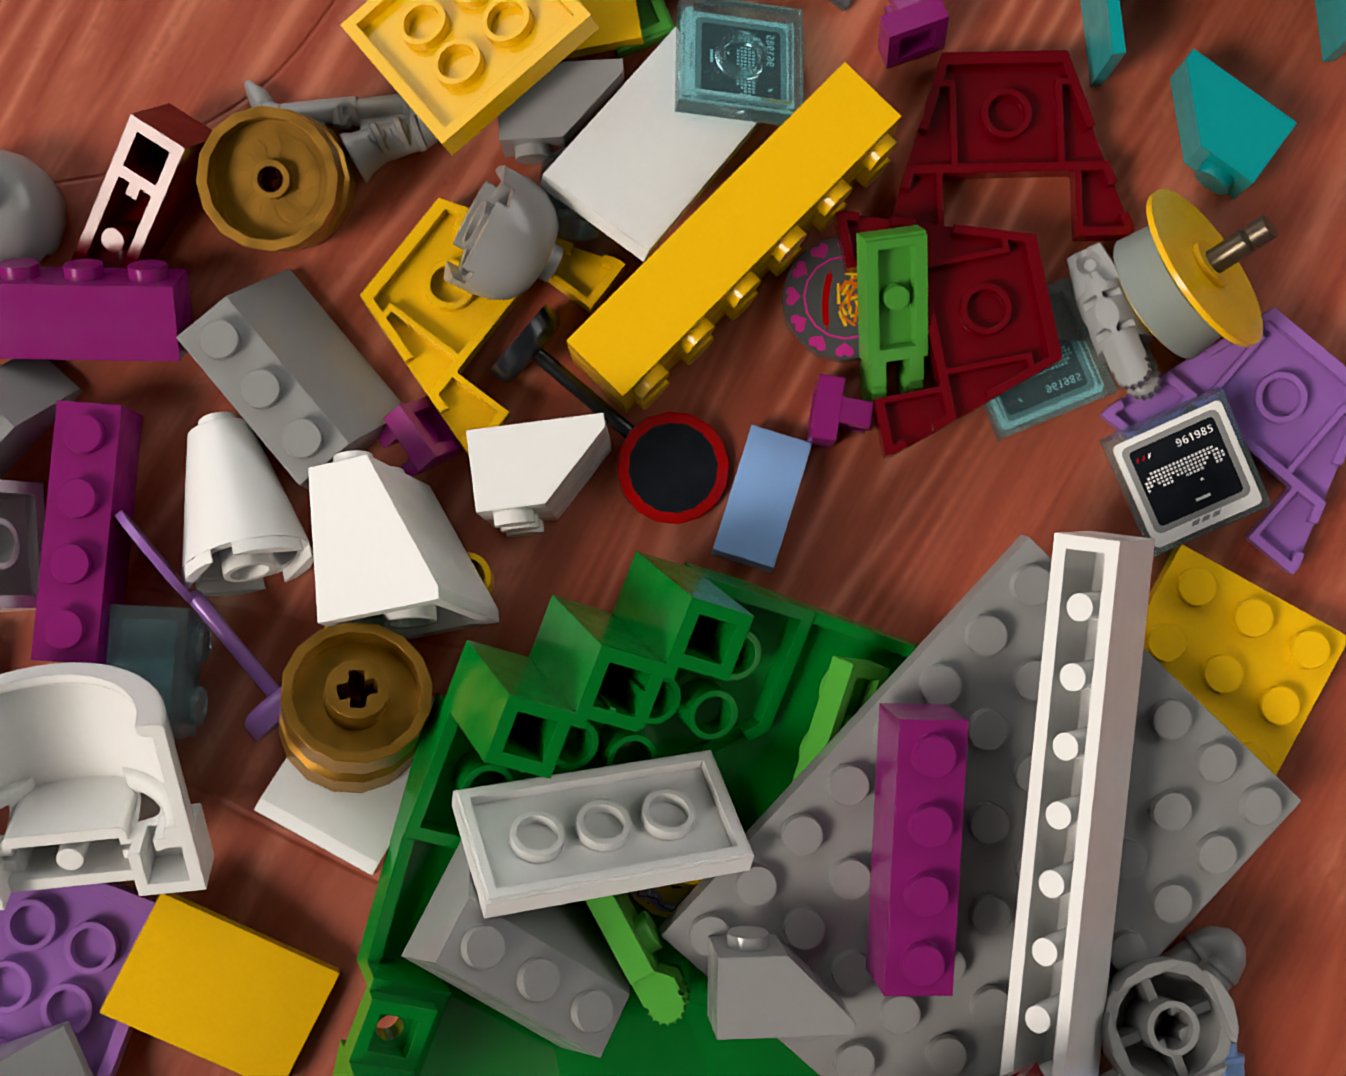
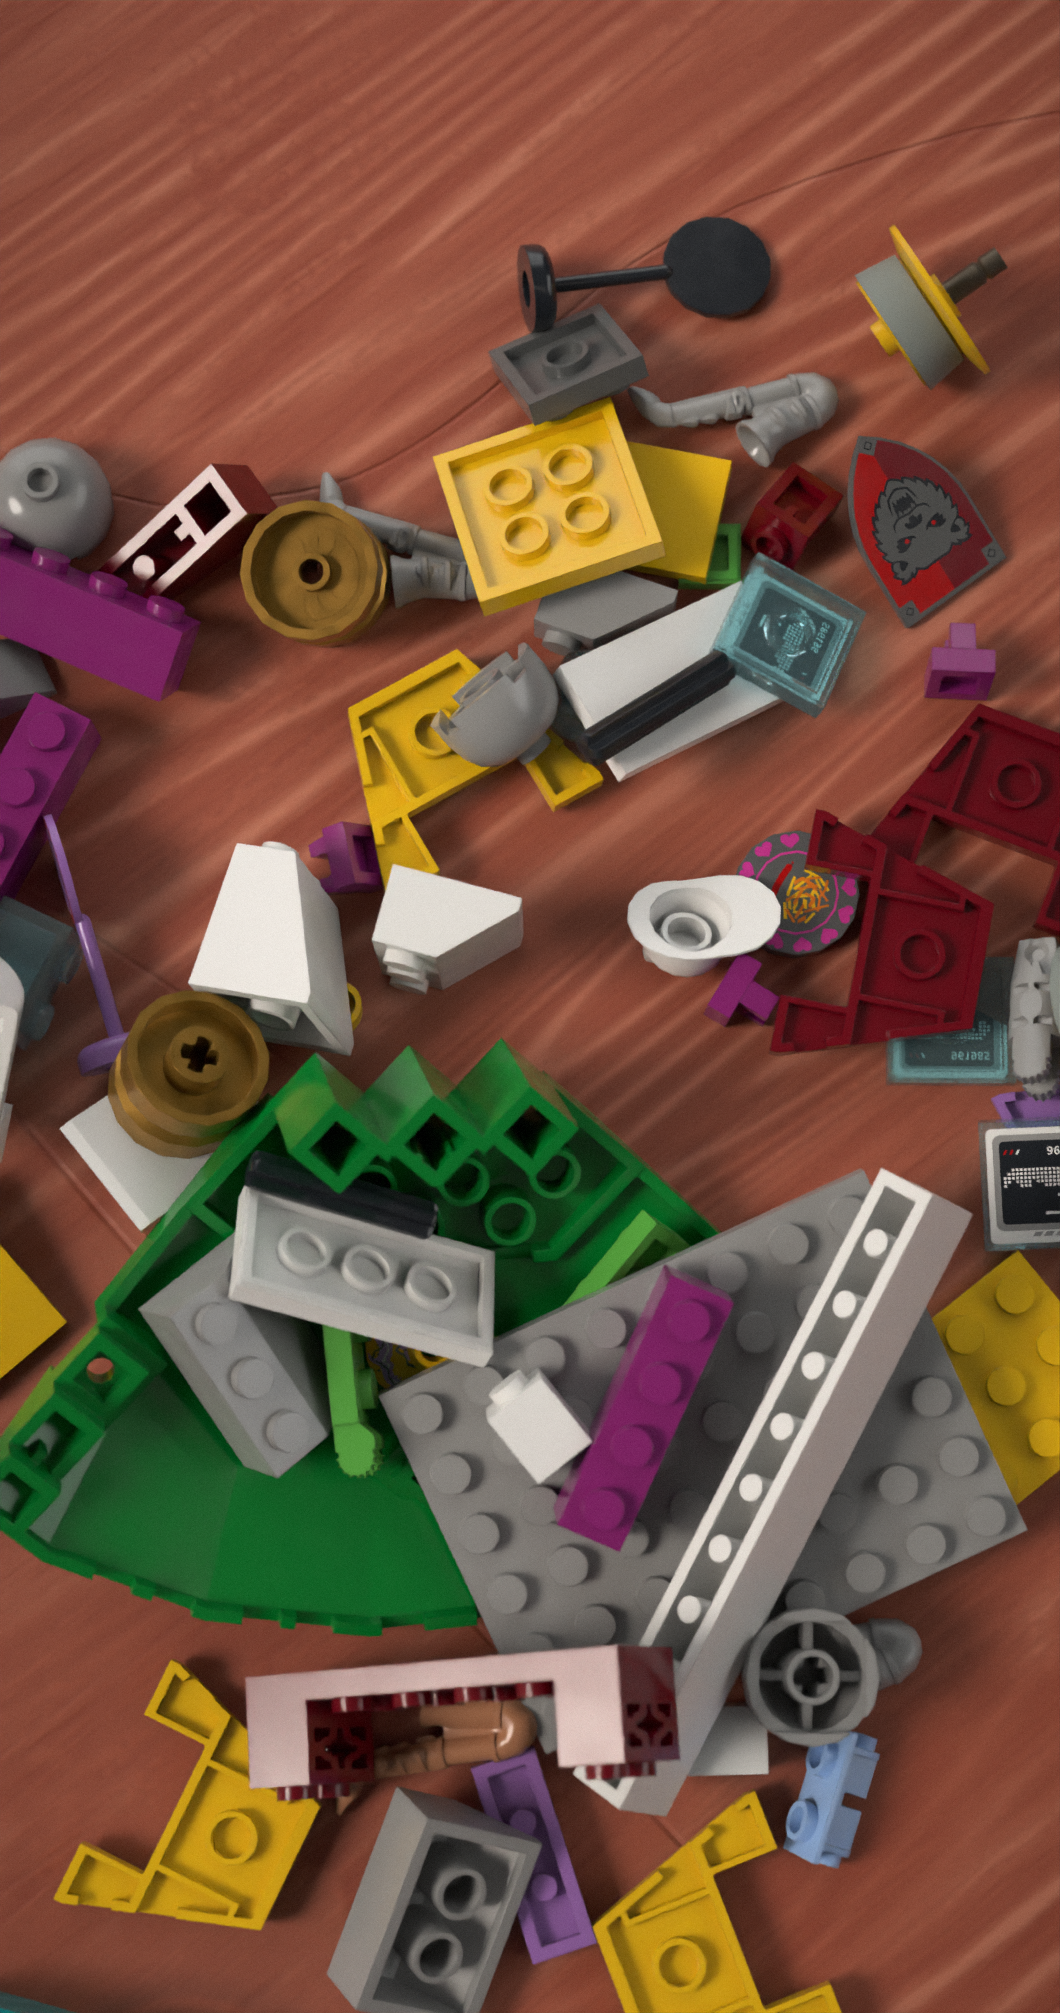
camera: 25 degrees right, 5 degrees down
(236, 512) = (152, 861): white cone -> none
(290, 373) = (255, 753): light grey slope -> none
(577, 761) = (358, 1201): none -> black axle
(649, 177) = (655, 708): none -> black axle
(668, 463) = (567, 978): black piece -> none
(735, 239) = (711, 799): yellow brick -> none
(761, 498) = (640, 1046): light blue slope -> none
(768, 990) = (455, 1480): light grey slope -> none
(773, 359) = (701, 920): none -> white piece
(823, 905) = (536, 1423): none -> white brick
(892, 307) = (832, 916): bright green hinge -> none

